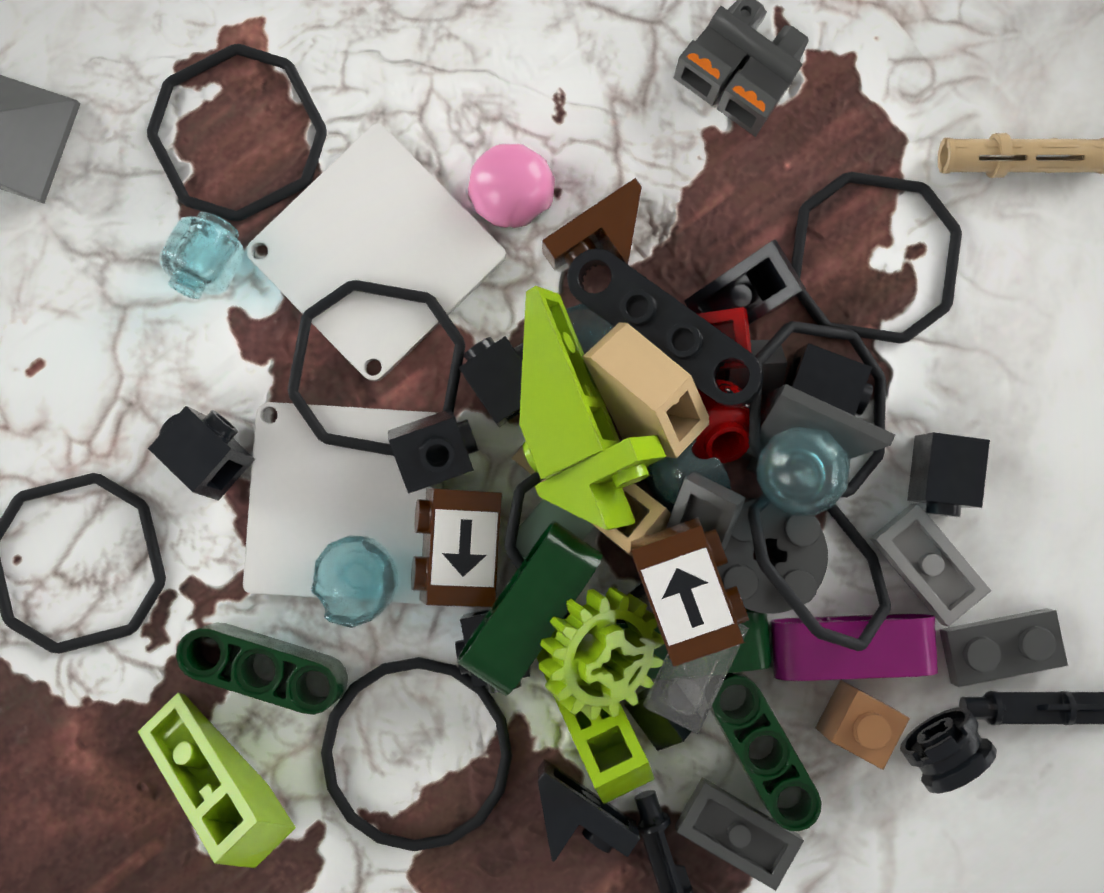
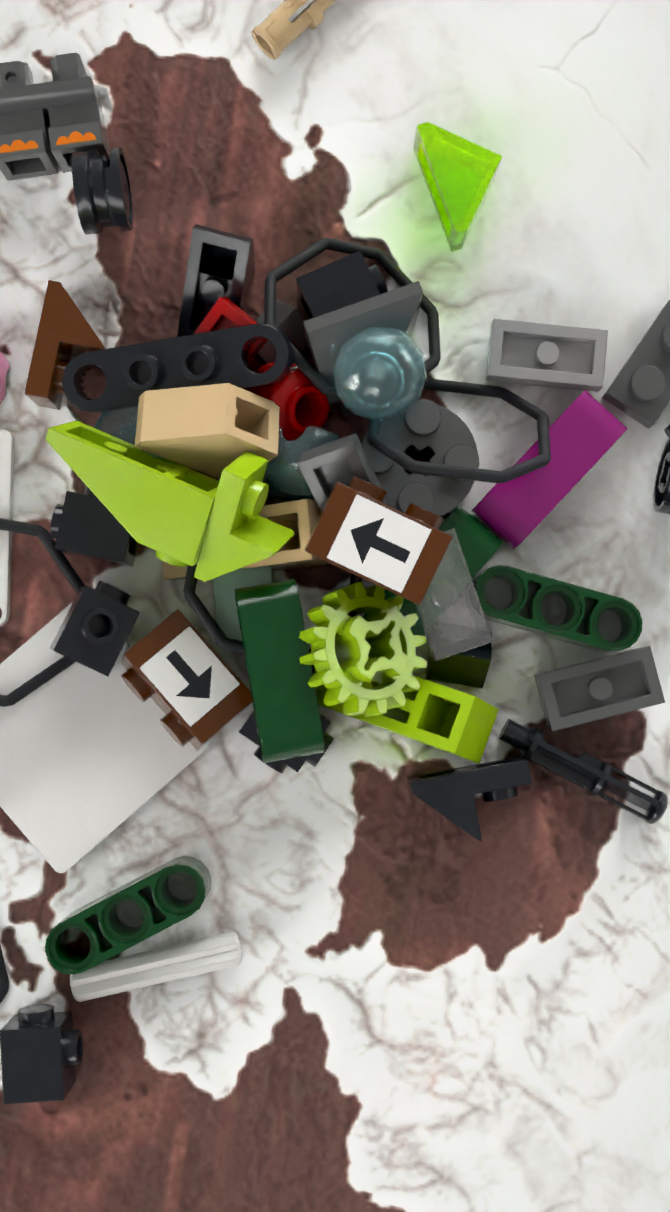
camera: 45 degrees left, 0 degrees up
(108, 703) = (39, 1055): none -> black brick
(215, 786) = (180, 1036): lime slope -> none
(250, 723) = (157, 966): none -> white axle
(341, 801) = (396, 891): black piece -> none
(355, 580) = (132, 780): clear light blue hair -> none
(732, 150) = (102, 191): none -> black wheel
(862, 724) = (608, 518): medium nougat brick -> none
(891, 183) = (247, 102): black piece -> none
(948, 473) = (493, 275): black brick -> none
(987, 379) = (456, 177): none -> clear neon green slope

